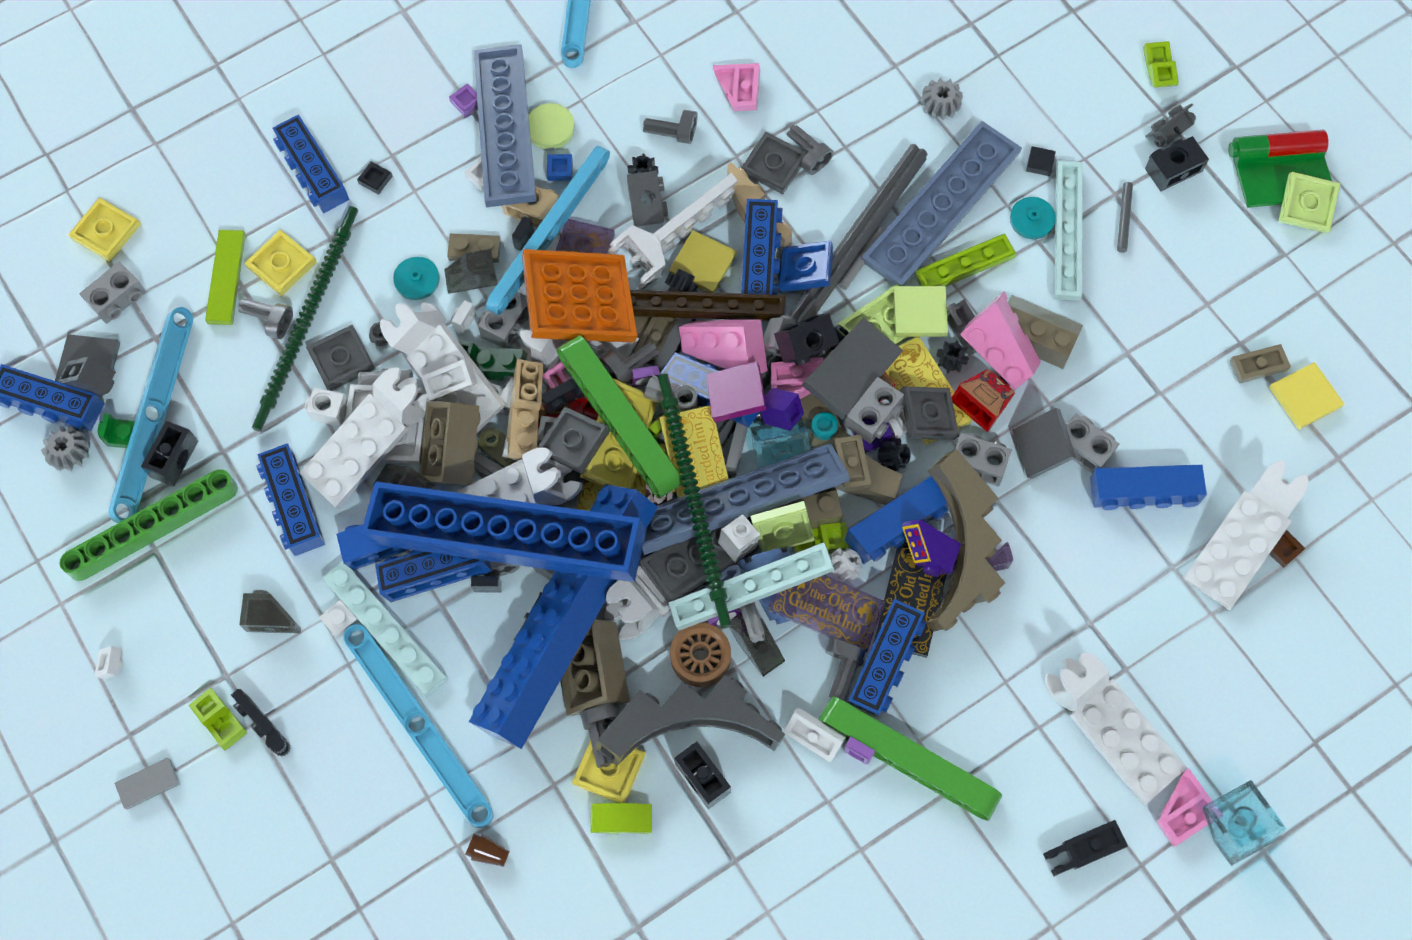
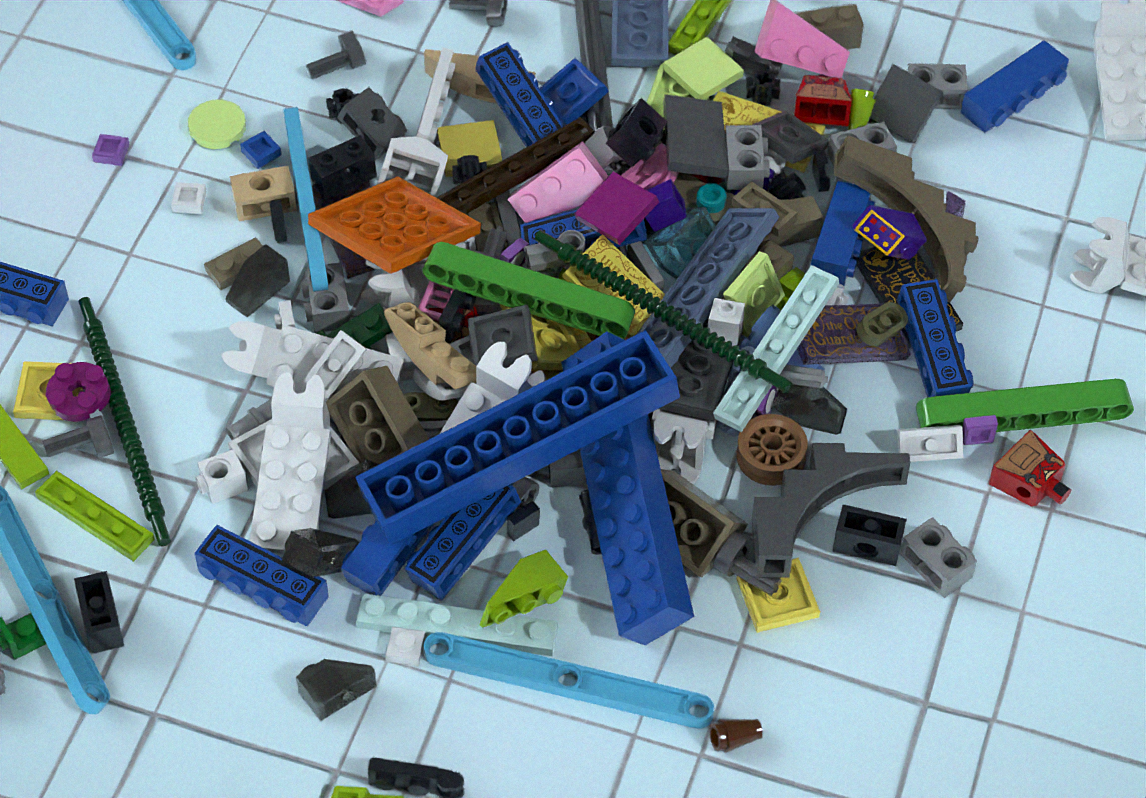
camera: 40 degrees left, 15 degrees down
(136, 525) = (133, 704): bright green beam -> none
(233, 377) = (95, 515): none -> lime tile
(282, 266) = (72, 376): none -> magenta plate
(329, 511) = (317, 551): none -> clear smoke slope
(340, 357) = (191, 431): dark grey tile -> none
(374, 177) = (79, 264): black tile -> none
(374, 337) = (212, 380): dark grey plate -> none
(416, 278) = (203, 322): teal piece -> none
(444, 637) = (530, 584): none -> lime slope
(504, 126) = (178, 140): sand blue plate -> none
(592, 221) = (342, 167): none -> black brick
(621, 818) = (827, 623): lime slope -> none
(734, 827) = (933, 560): none -> light grey brick
(774, 163) = (459, 31): dark grey tile -> none
(850, 658) = (899, 364): flat silver piece -> none
(855, 617) = (882, 324): none -> olive plate
(858, 263) = (610, 67): light grey bar -> none
(866, 812) = (1030, 472): none -> torso
(935, 454) = (818, 170): none -> black tile
(1007, 424) = (861, 108): none -> lime cone

